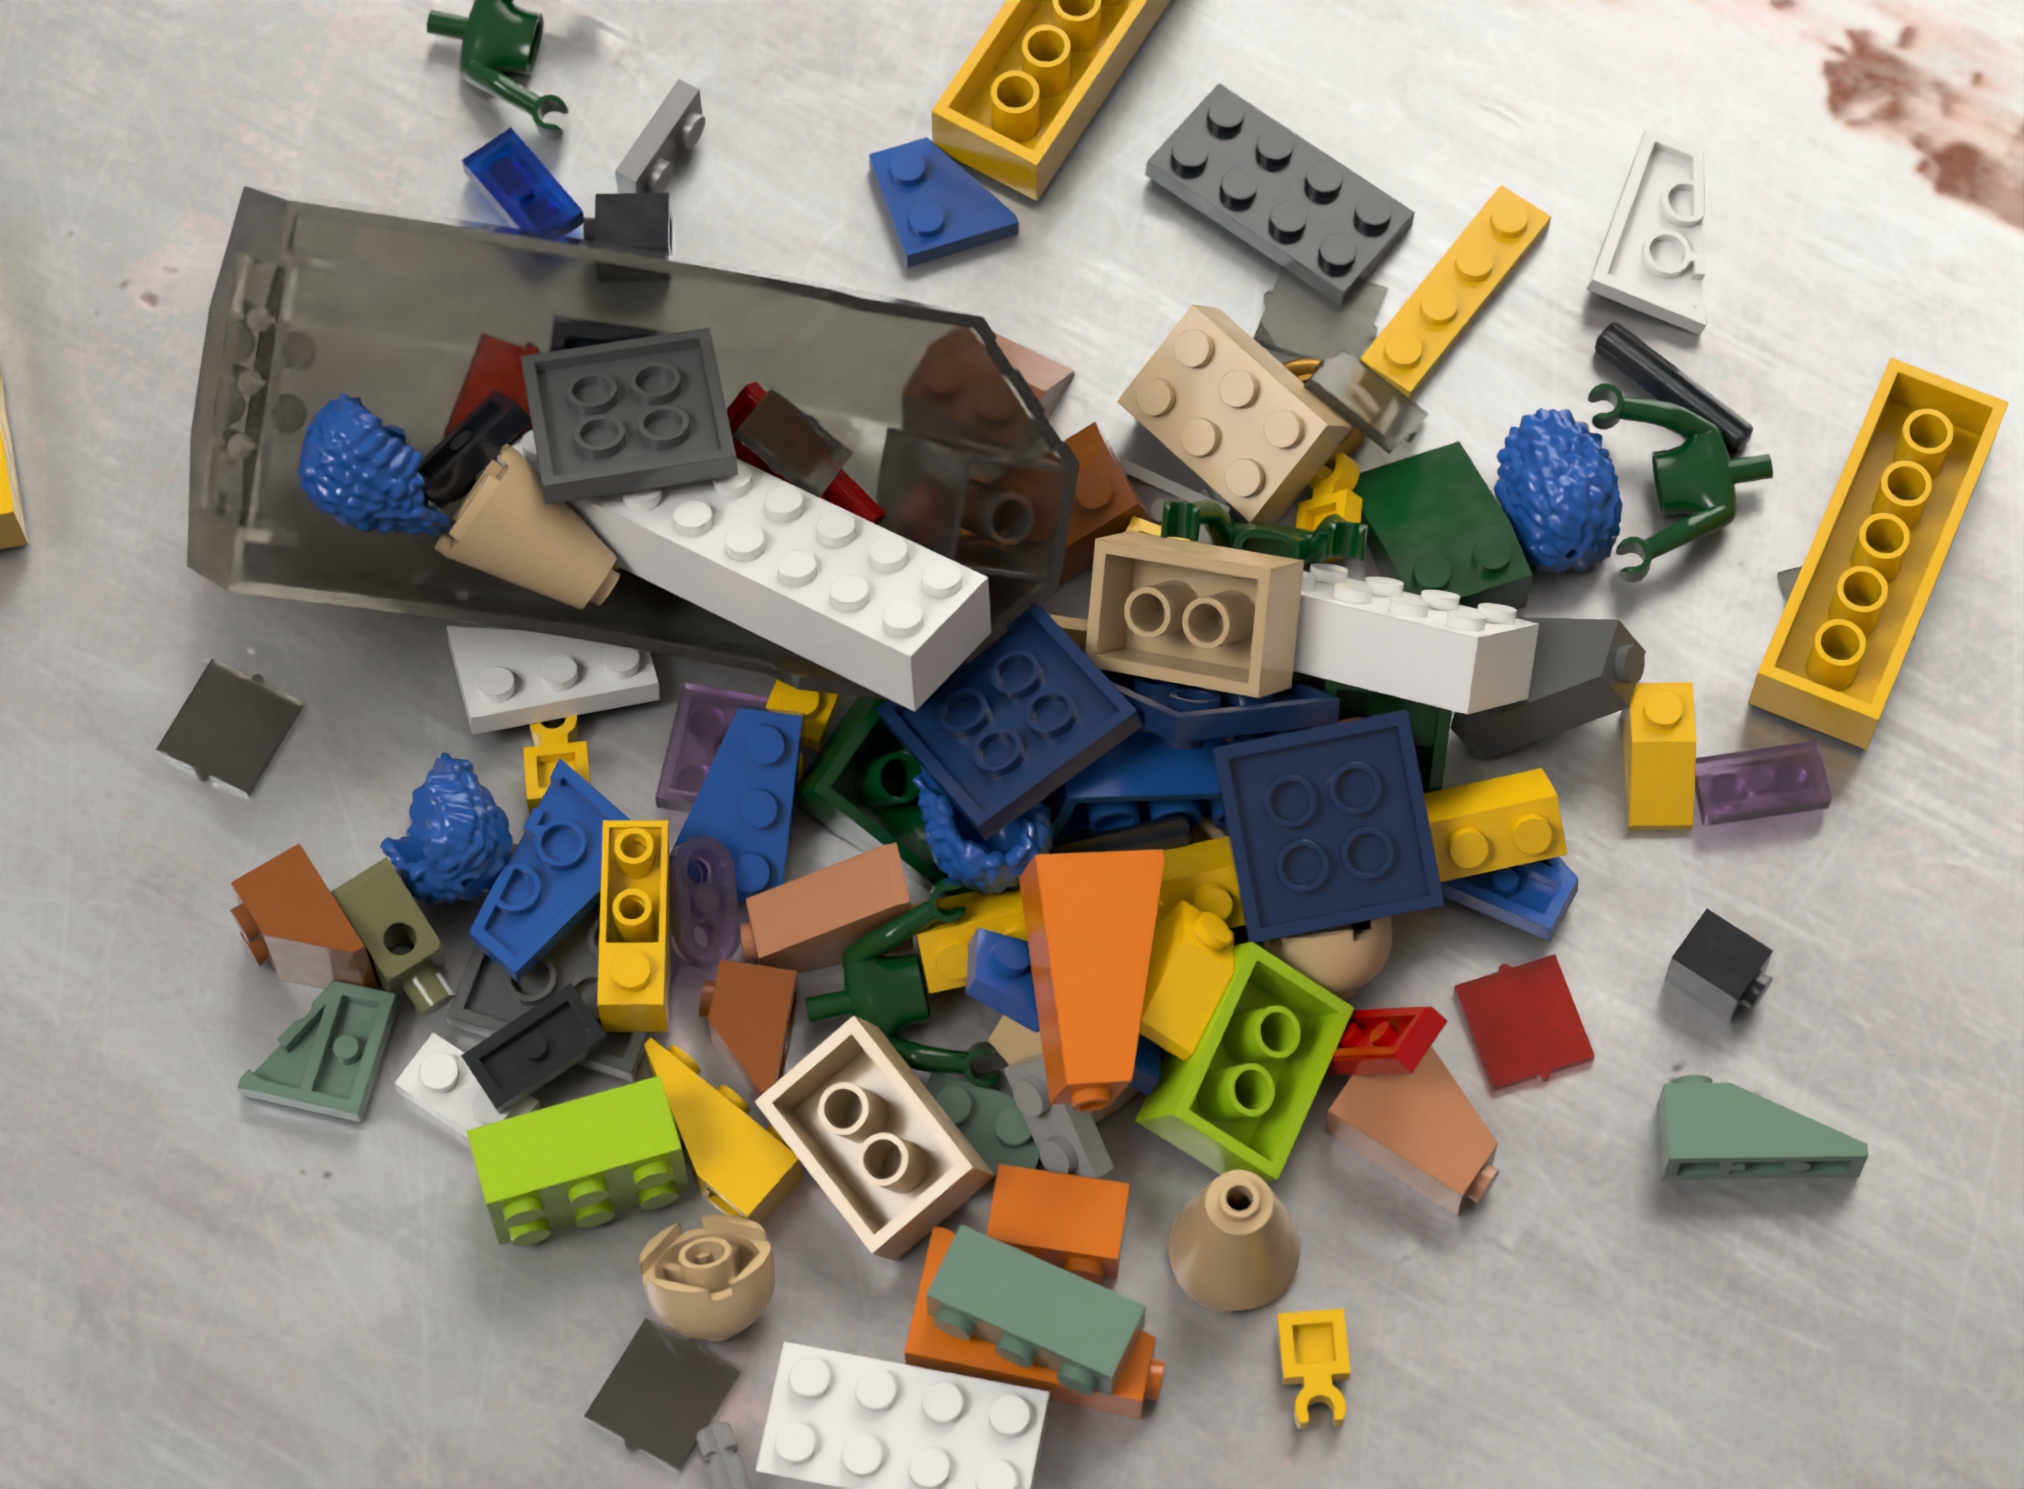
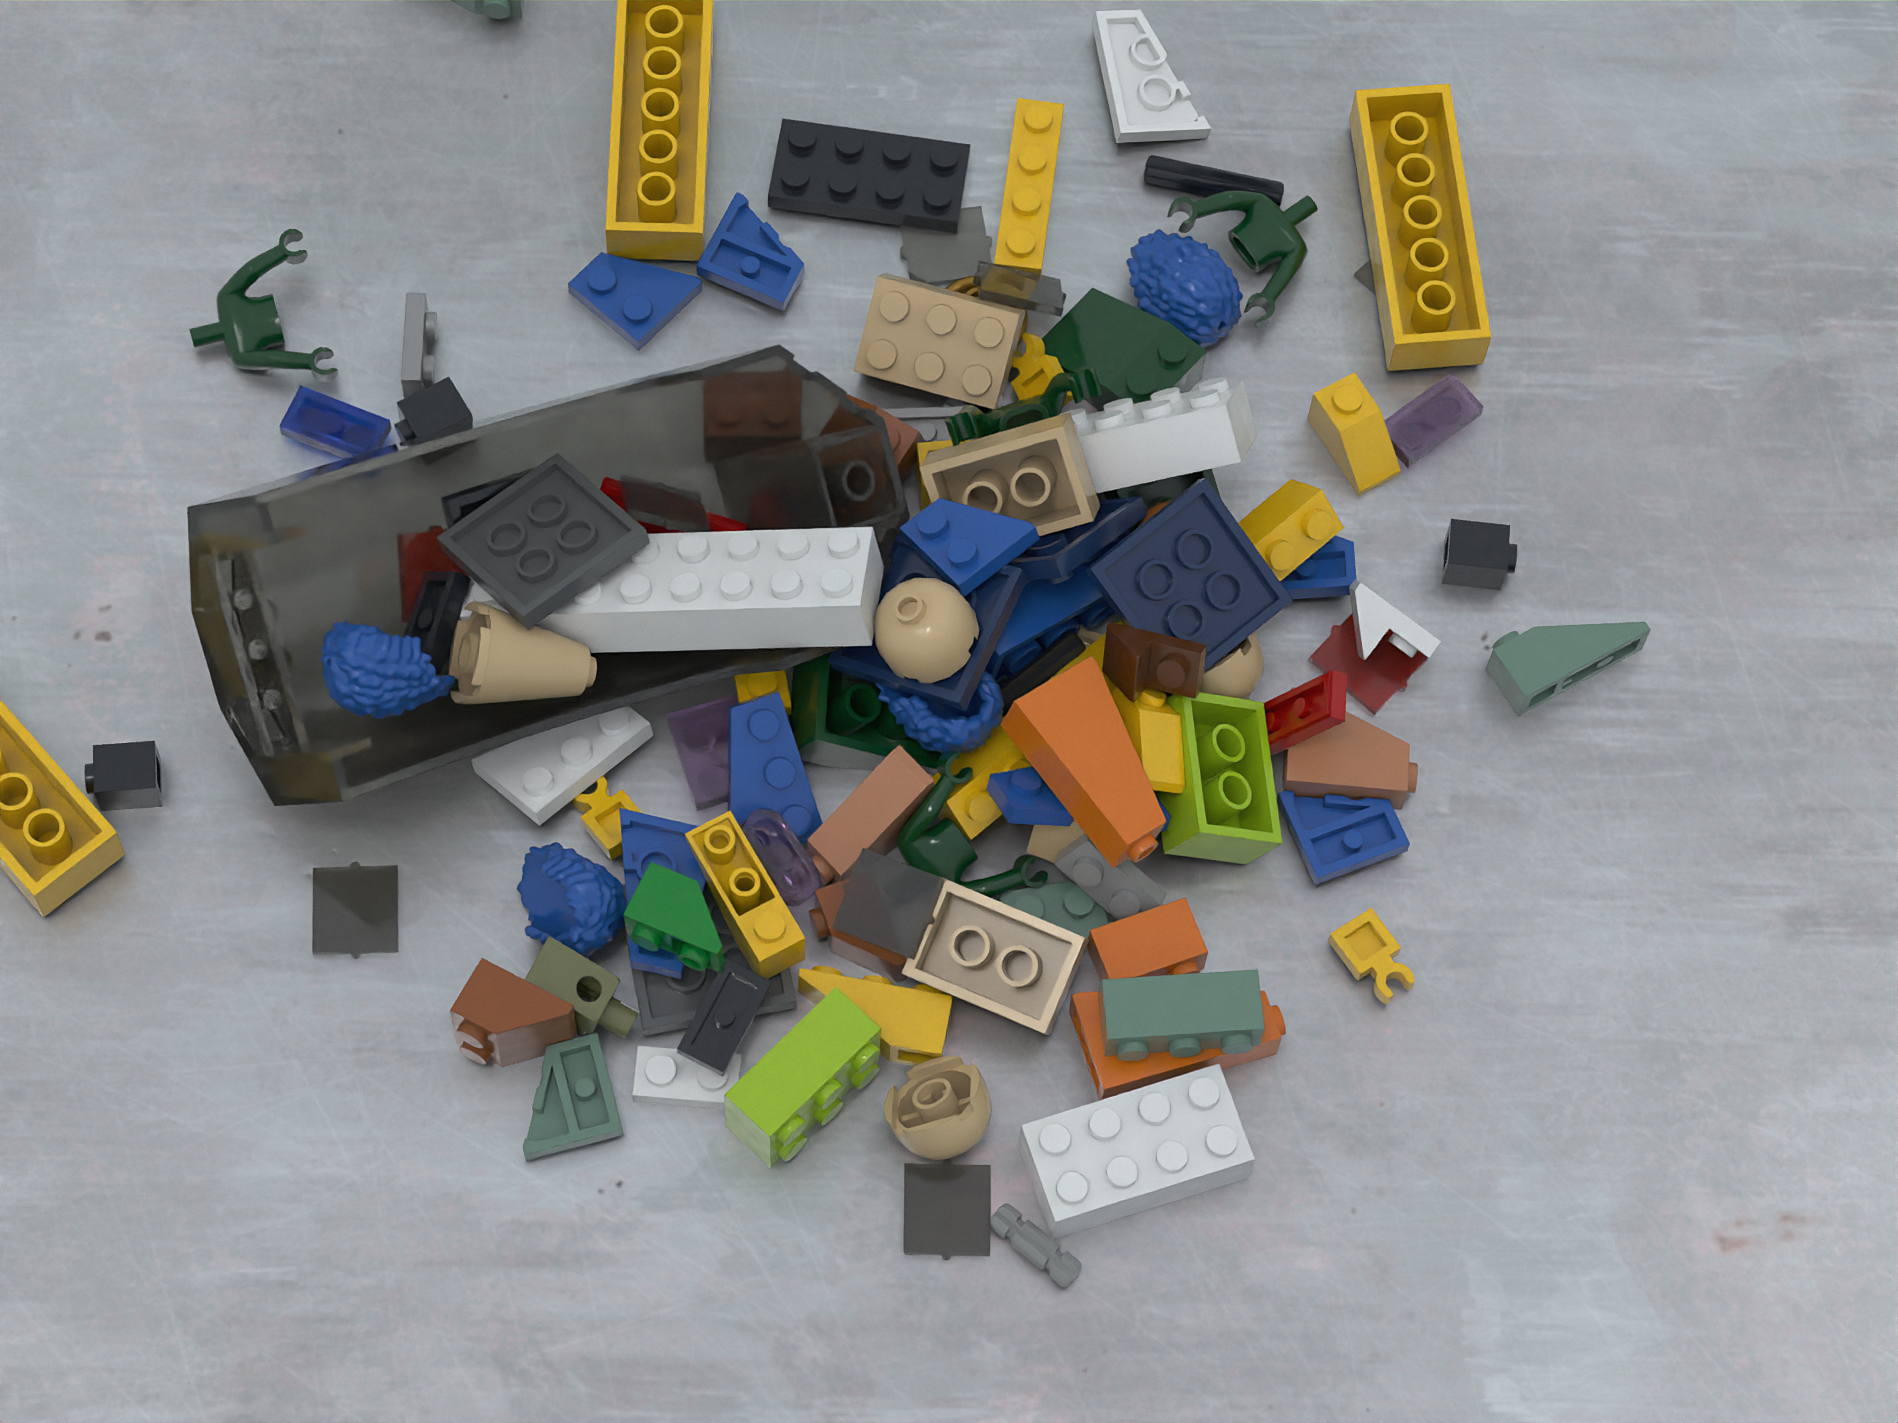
camera: 35 degrees left, 0 degrees up
(74, 459) = (125, 776): none -> black brick
(538, 905) = (673, 916): none -> green slope
(782, 1015) = (888, 903): none -> clear smoke piece
(988, 724) = (925, 629): none -> tan cylinder
(1088, 221) = (751, 258): none -> blue wing
(1097, 650) = (967, 542): none -> blue wing
(1234, 892) = (1152, 660): none -> reddish brown slope
(1234, 1244) = (1271, 902): tan cone -> none
(1365, 1206) = (1342, 833): none -> blue wing
(1550, 972) = (1375, 616): none -> white slope
(1577, 676) = (1282, 403): dark grey slope -> none

